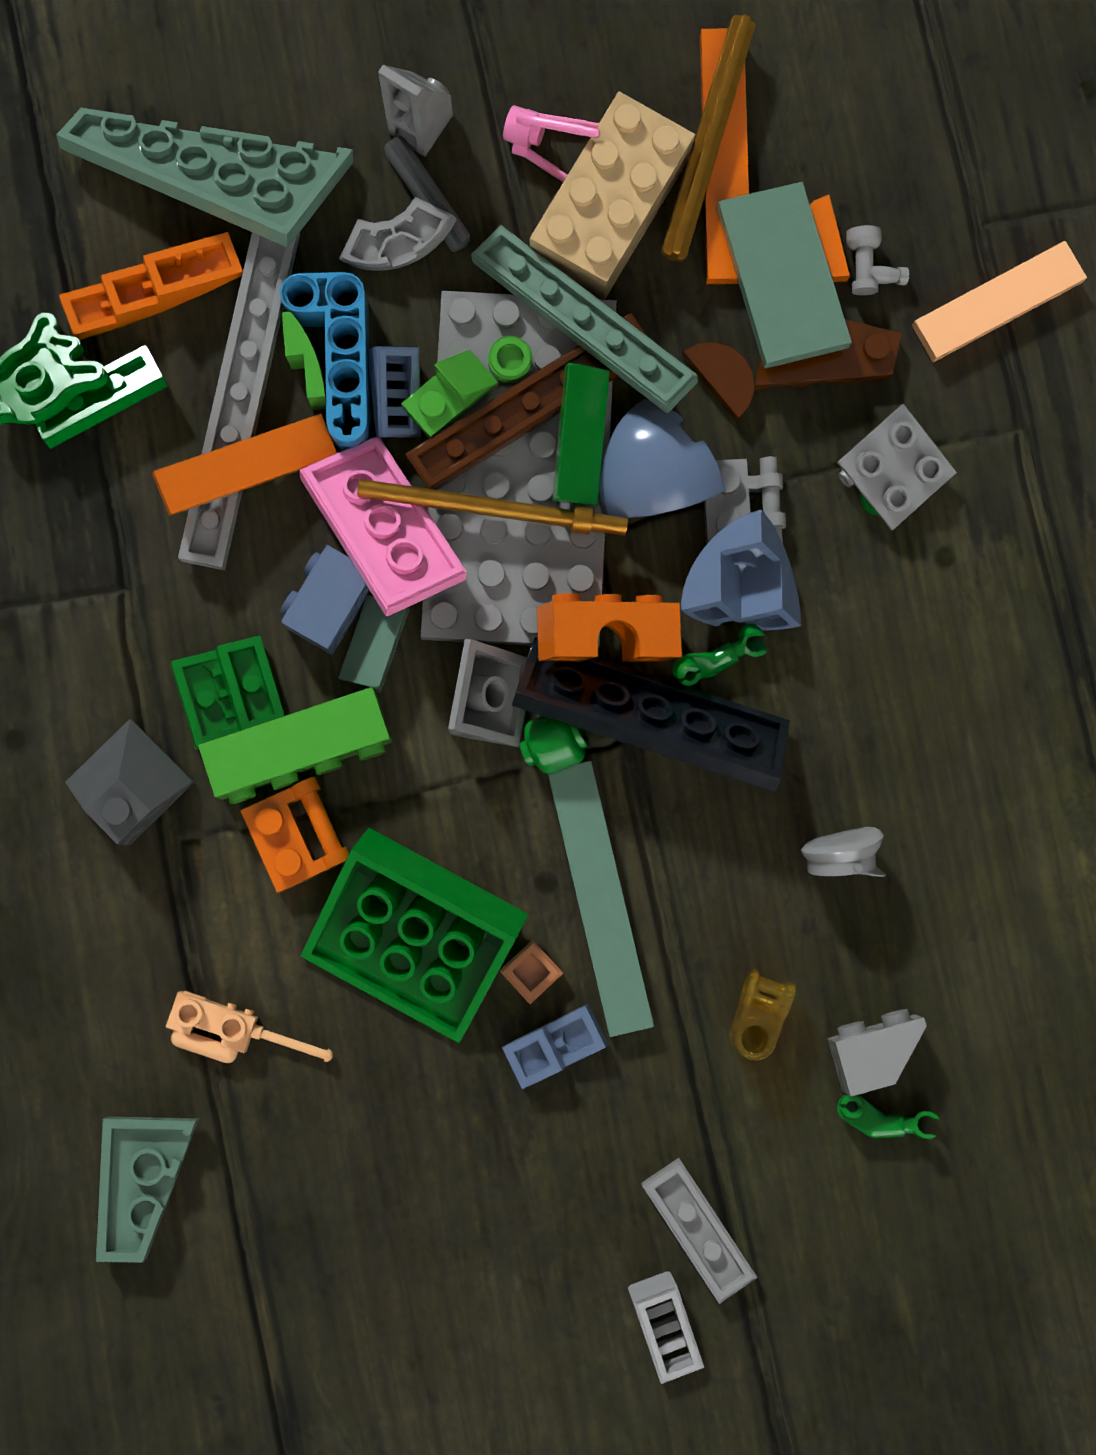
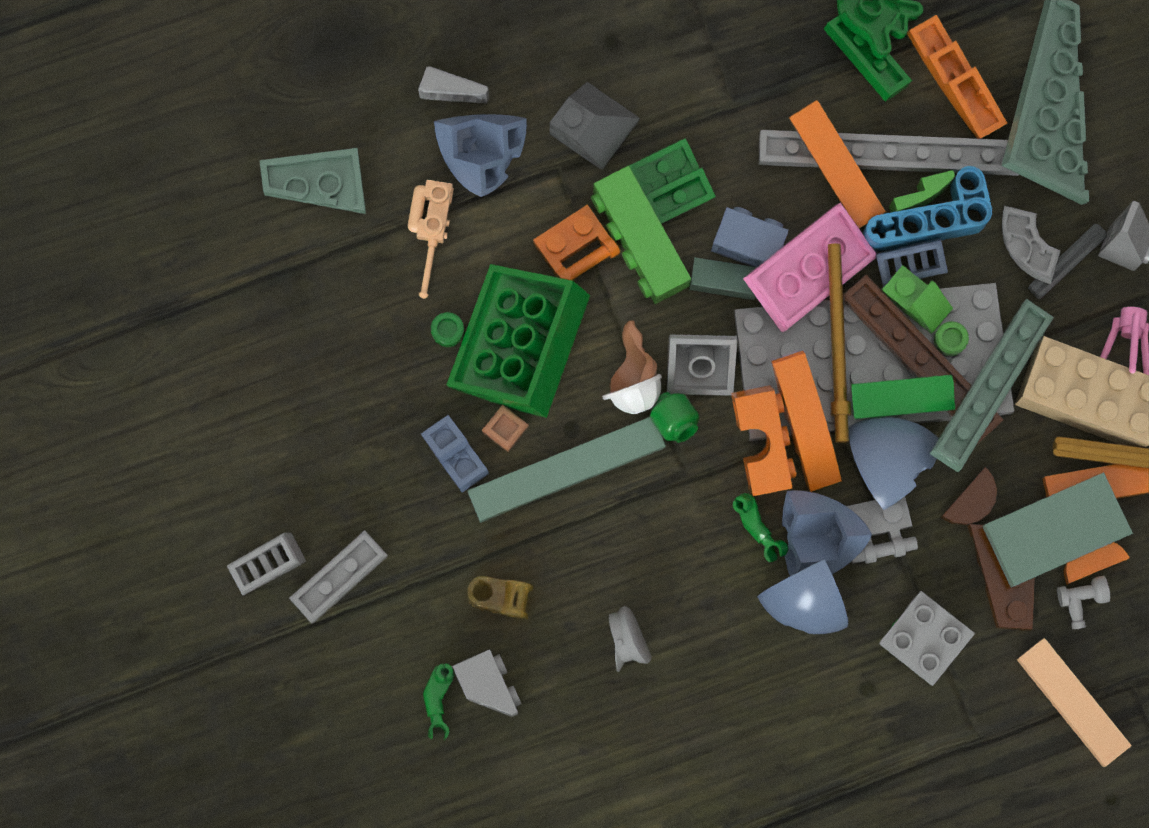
camera: 85 degrees right, 5 degrees down
(37, 978) = (449, 87): none -> light grey slope
(134, 945) = (480, 148): none -> sand blue brick
(381, 1029) = (447, 329): none -> green tile
(499, 786) = (636, 382): none -> piece
(591, 567) = (806, 421): none -> orange slope
(657, 716) = (705, 485): black plate -> none
(829, 612) = (807, 601): none -> sand blue brick

